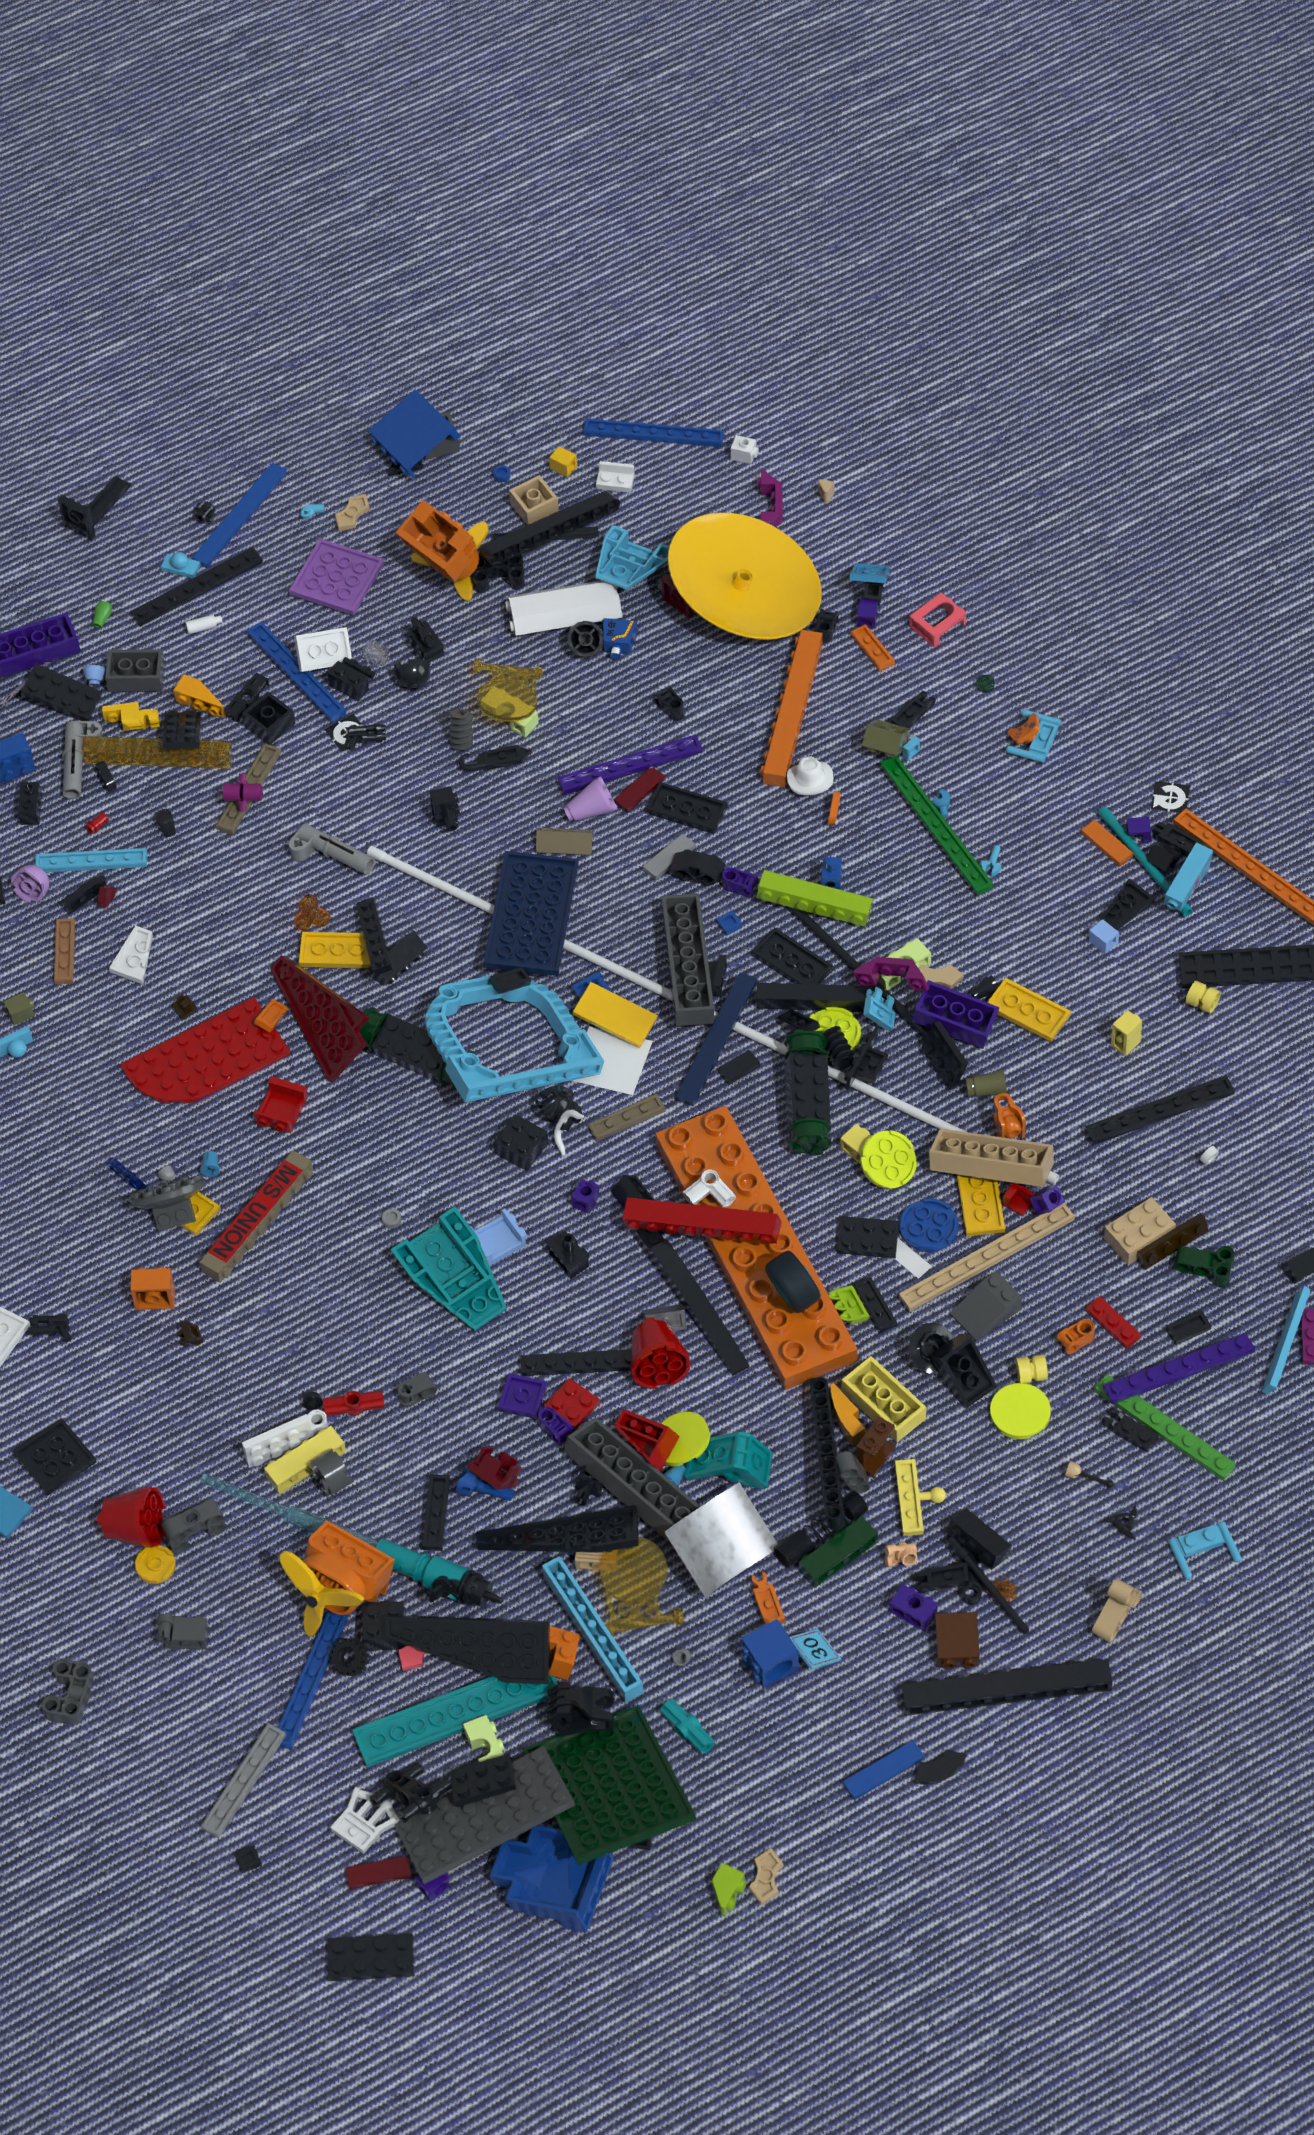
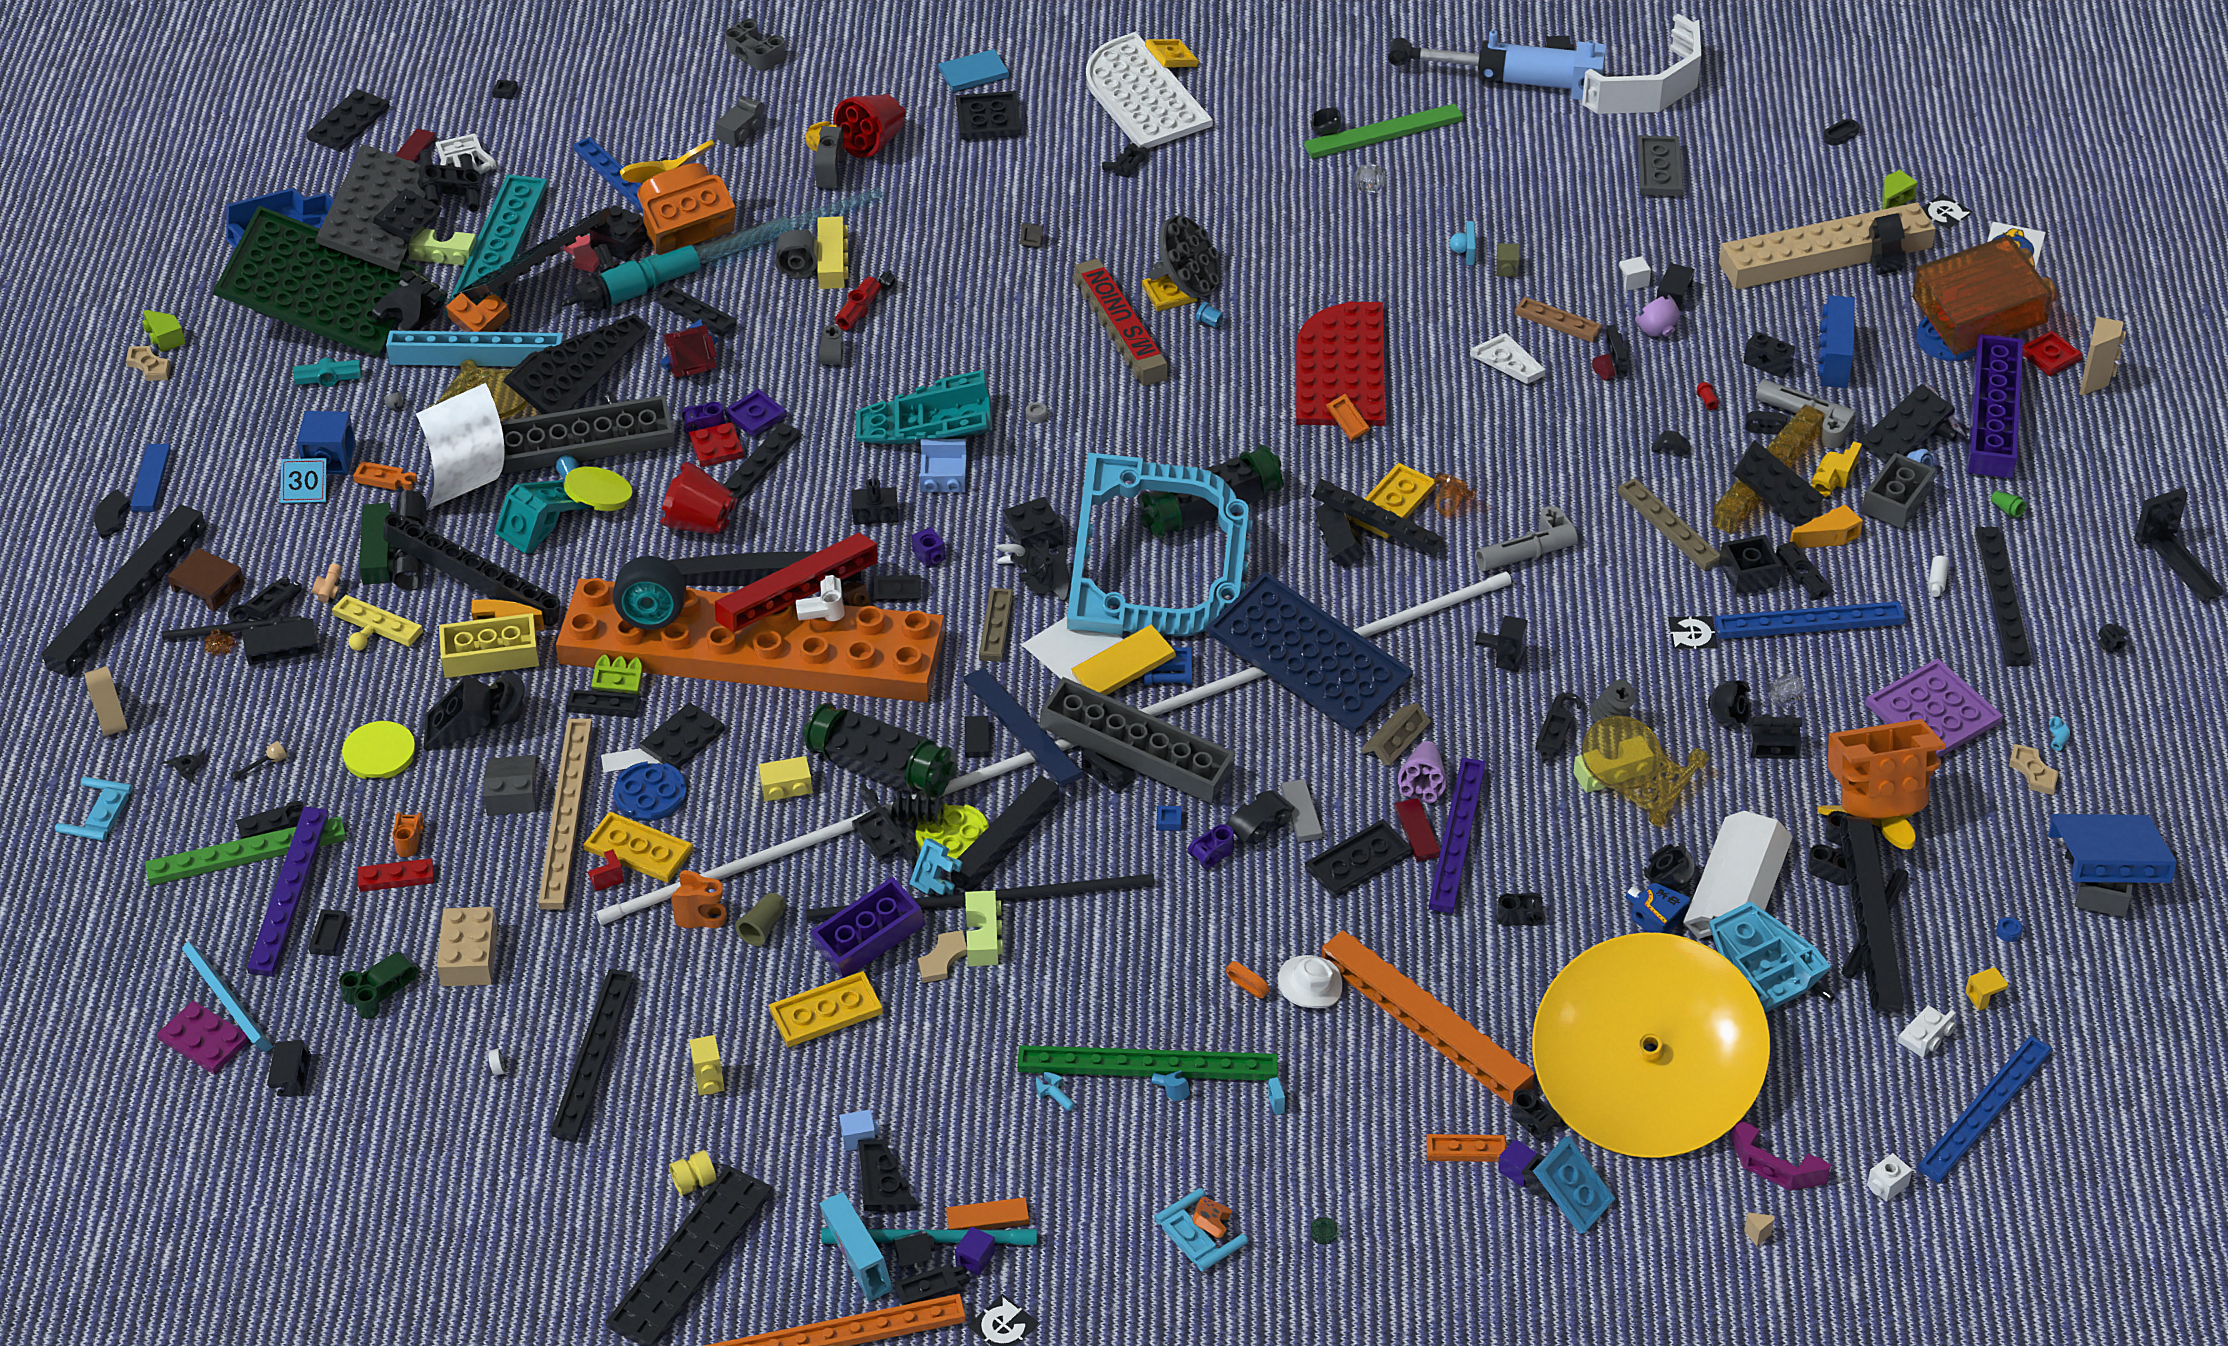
camera: 120 degrees right, 10 degrees down
(92, 860) = (1662, 378): medium azure tile -> none
(124, 1173) = (1246, 258): clear blue tile -> none
(153, 1288) = (1097, 220): orange brick -> none
(166, 1173) = (1224, 286): light grey hinge -> none
(180, 565) = (2044, 593): medium azure tile -> none
(184, 1007) = (1416, 371): dark brown tile -> none
(239, 515) = (2095, 673): blue tile -> none
(242, 792) = (1656, 500): magenta pin -> none
(243, 1780) = (572, 108): light grey tile -> none
(281, 1105) = (1233, 387): red panel -> none
(283, 1438) = (859, 240): white hinge -> none
(322, 648) = (1816, 638): white plate -> none
(324, 1017) = (1313, 443): dark red wing -> none
(350, 678) = (1763, 653): black brick -> none
(358, 733) = (1676, 632): black piece -> none
(360, 1657) = (609, 197): black tyre -> none
(510, 980) = (1222, 579): black tile -> none
(533, 500) = (1932, 924): tan brick -> none
(647, 1436) = (620, 460): red wedge -> none
(672, 1315) = (742, 539): flat silver panel -> none
(791, 959) = (1073, 846): black tile -> none
(794, 1020) = (976, 791): black tile -> none
(814, 898) = (1129, 891): lime brick -> none
(832, 872) = (1149, 923): blue torso -> none
(852, 1472) = (430, 572): dark grey beam -> none
(870, 972) = (930, 892): magenta slope -> none
(874, 1448) = (443, 601): reddish brown panel -> none
(885, 737) = (1302, 1065): olive brick -> none
(888, 1159) = (746, 784): neon yellow tile -> none
(913, 710) = (1332, 1129): black hinge -> none
(918, 1617) = (268, 565): dark purple brick -> none
(933, 634) = (1453, 1207): coral panel -> none
(944, 1055) = (823, 890): black plate -> none
(985, 987) = (887, 987): black cone -> none
(991, 1157) = (660, 855): tan brick -> none
(1031, 1369) = (407, 773): light yellow wheel -> none
(1047, 1199) = (575, 885): dark purple brick -> none
(1172, 1241) = (427, 975): dark brown plate -> none

